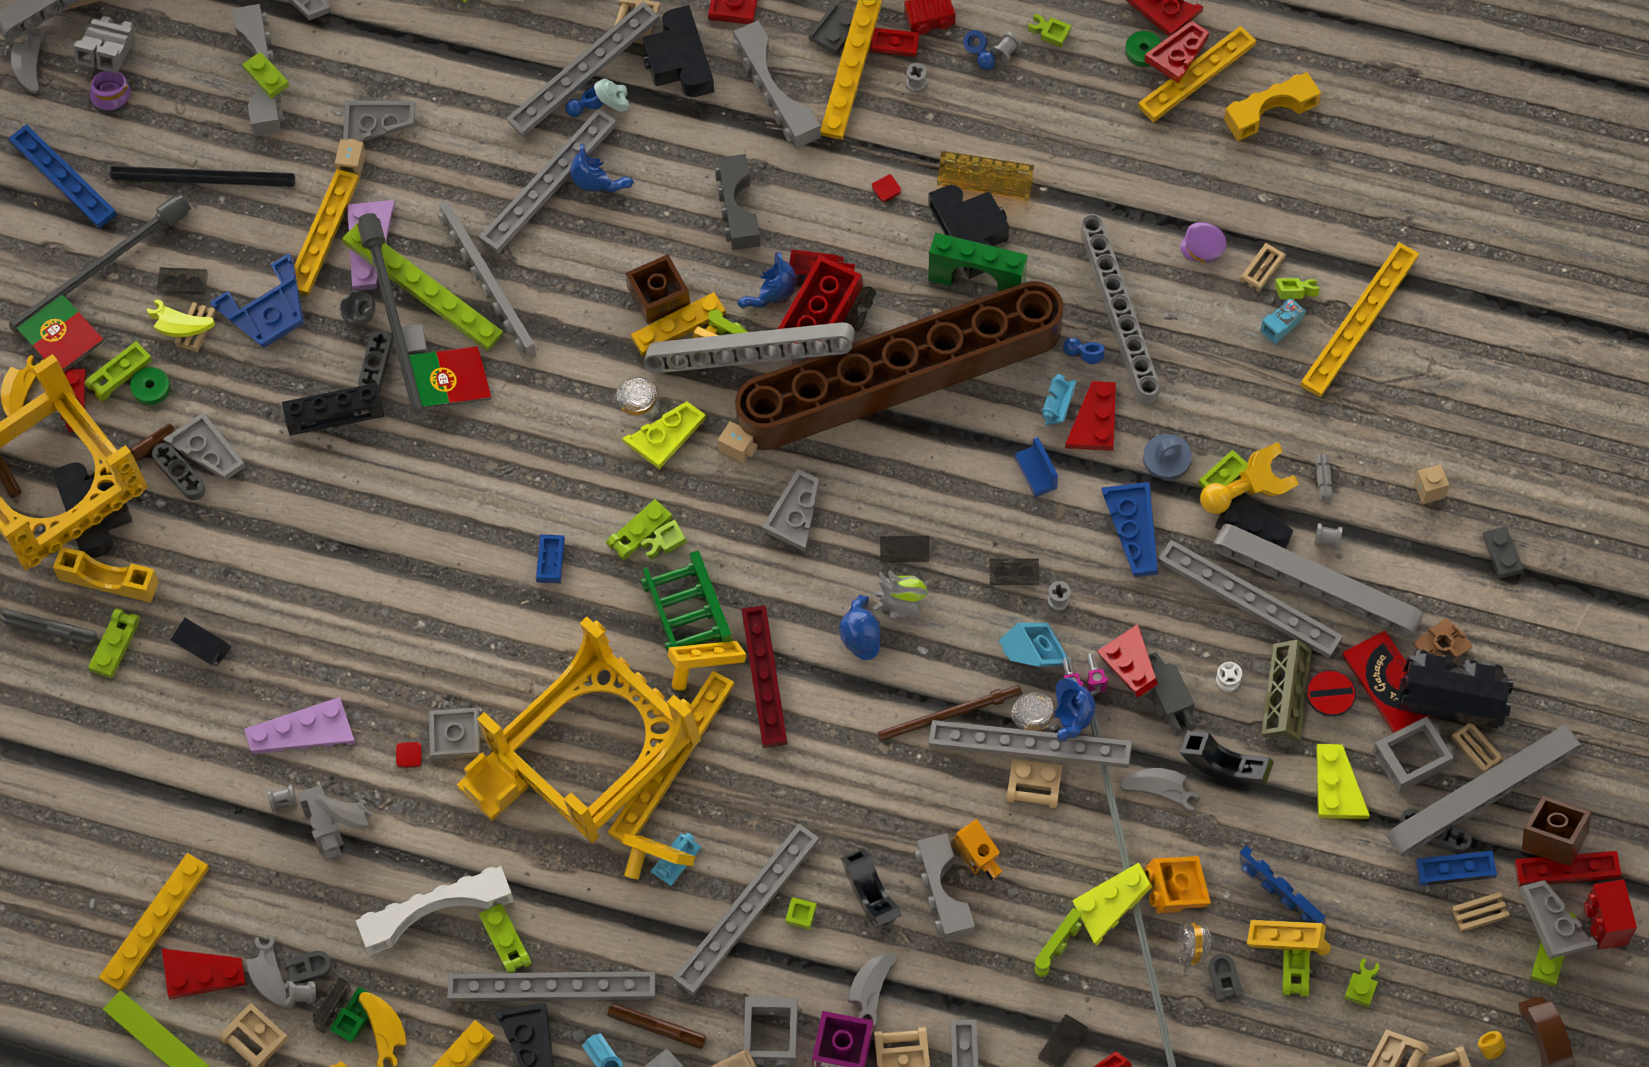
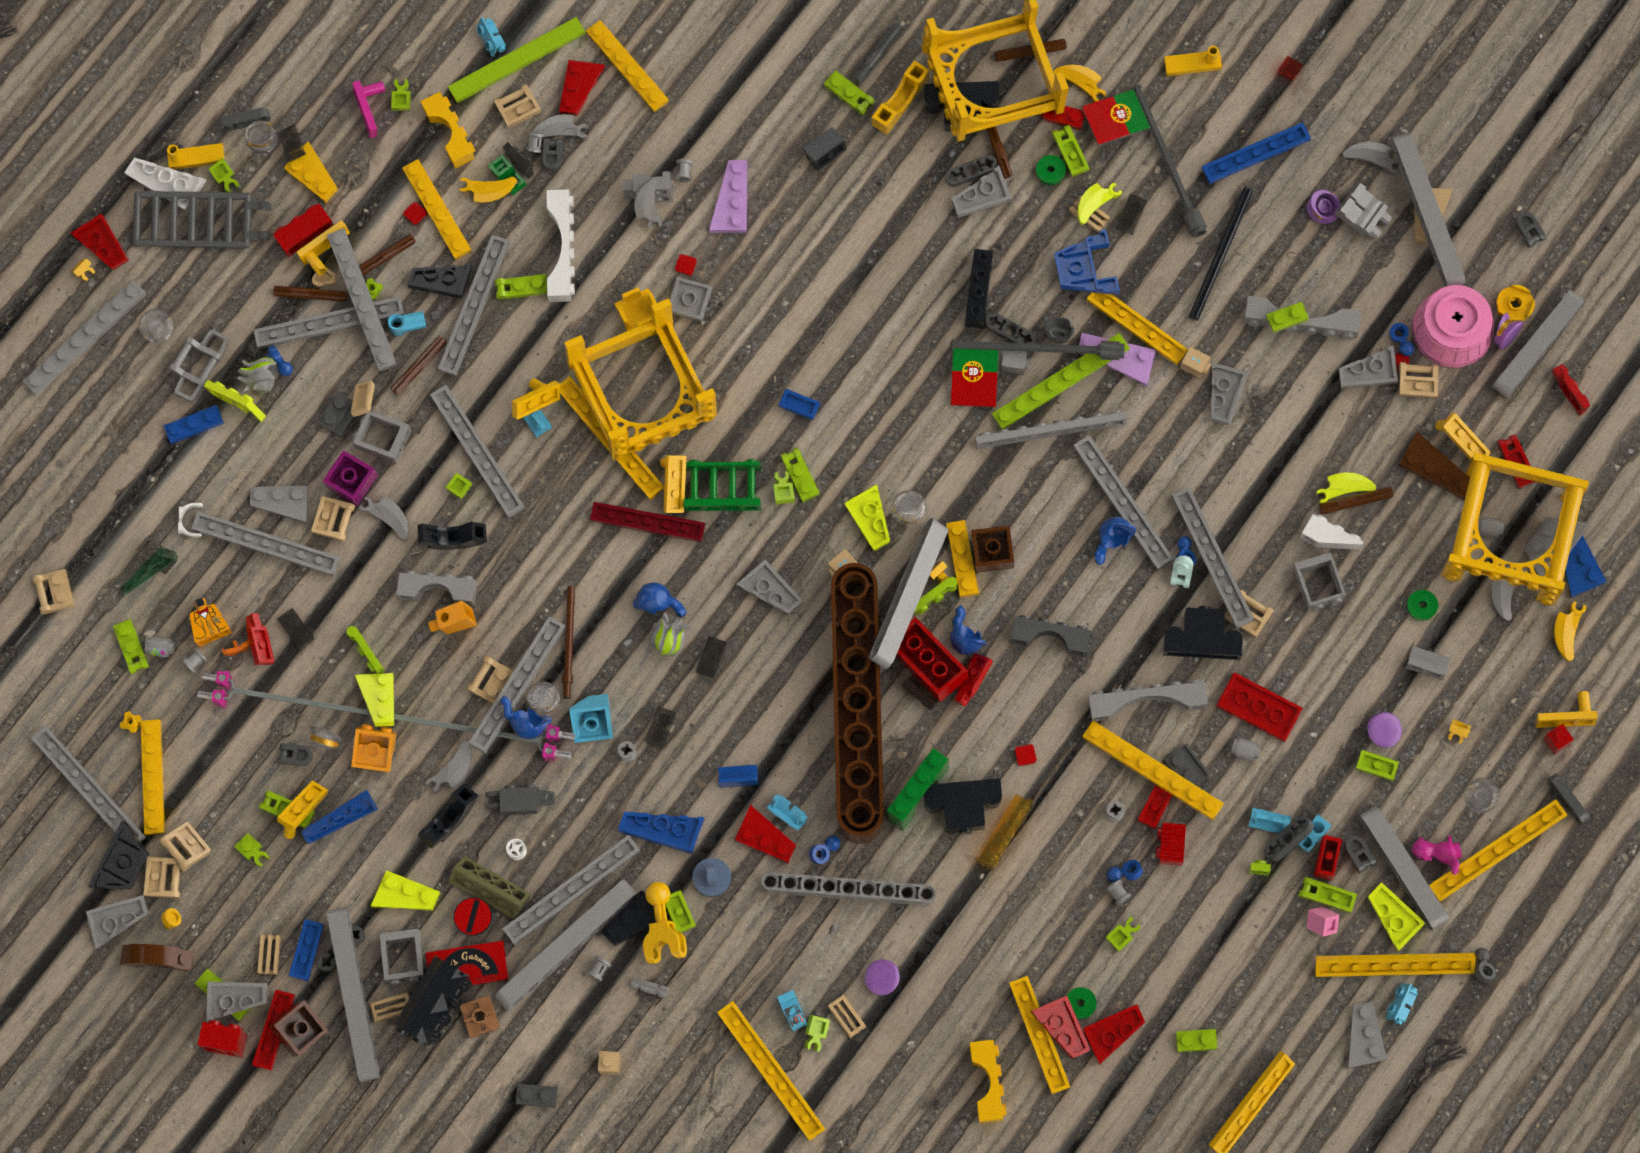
camera: 115 degrees right, 10 degrees up
(1130, 661) = (553, 779): wing -> none

